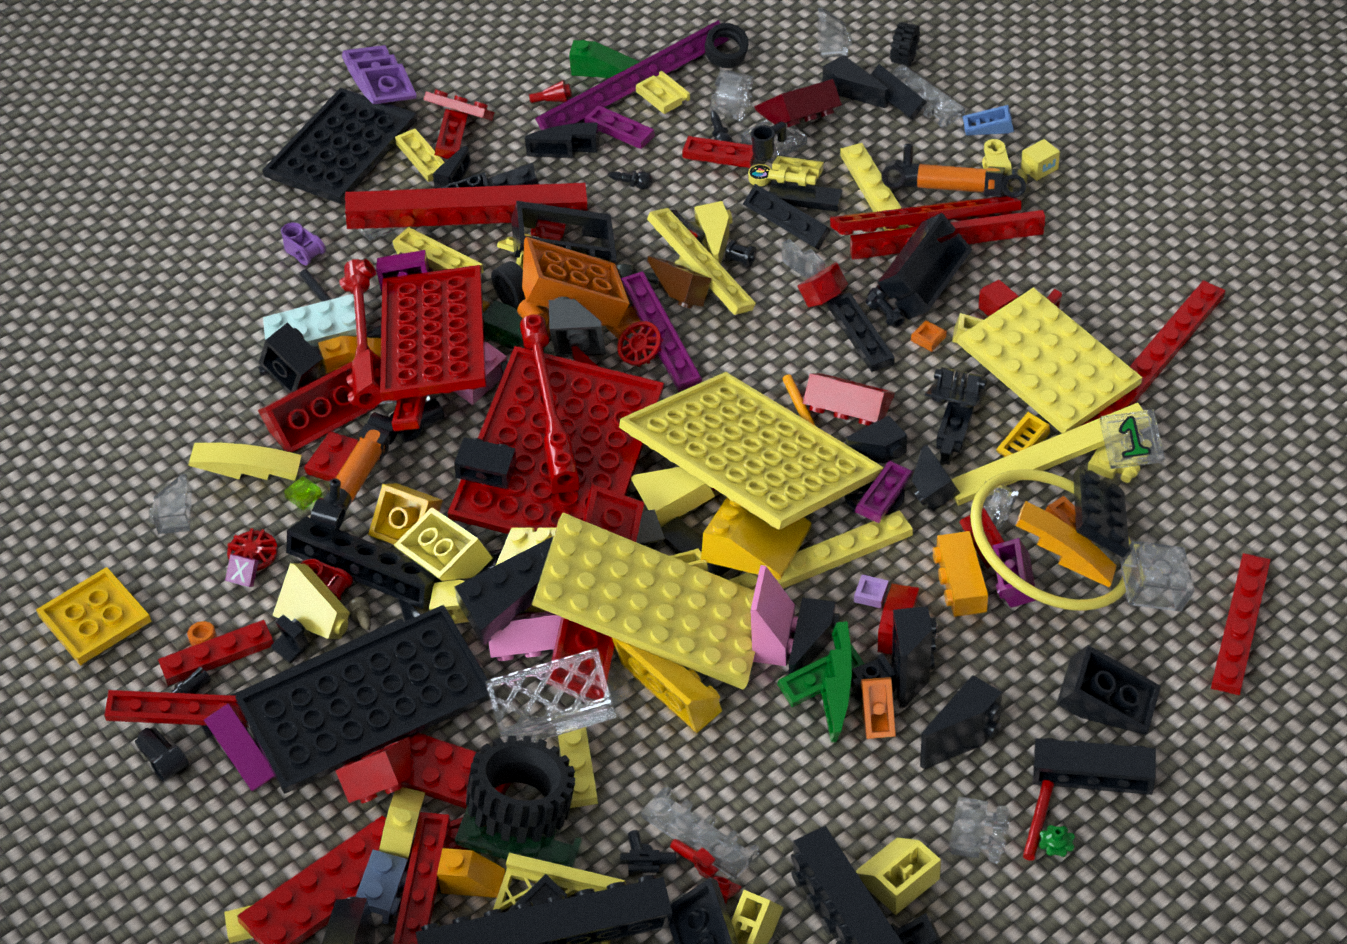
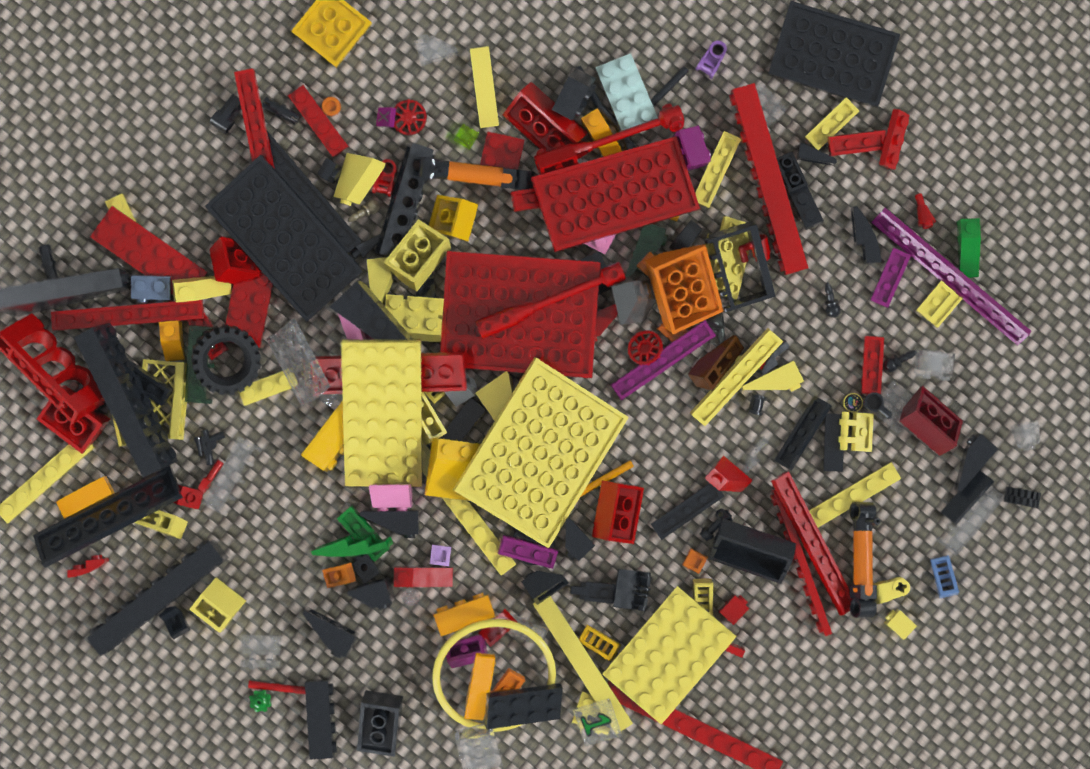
camera: 75 degrees right, 40 degrees up
(240, 747) = (236, 163): magenta tile -> none
(378, 74) = (921, 62): medium lavender slope -> none
(485, 462) = (486, 269): black brick -> none
(731, 31) = (1001, 361): black tyre -> none

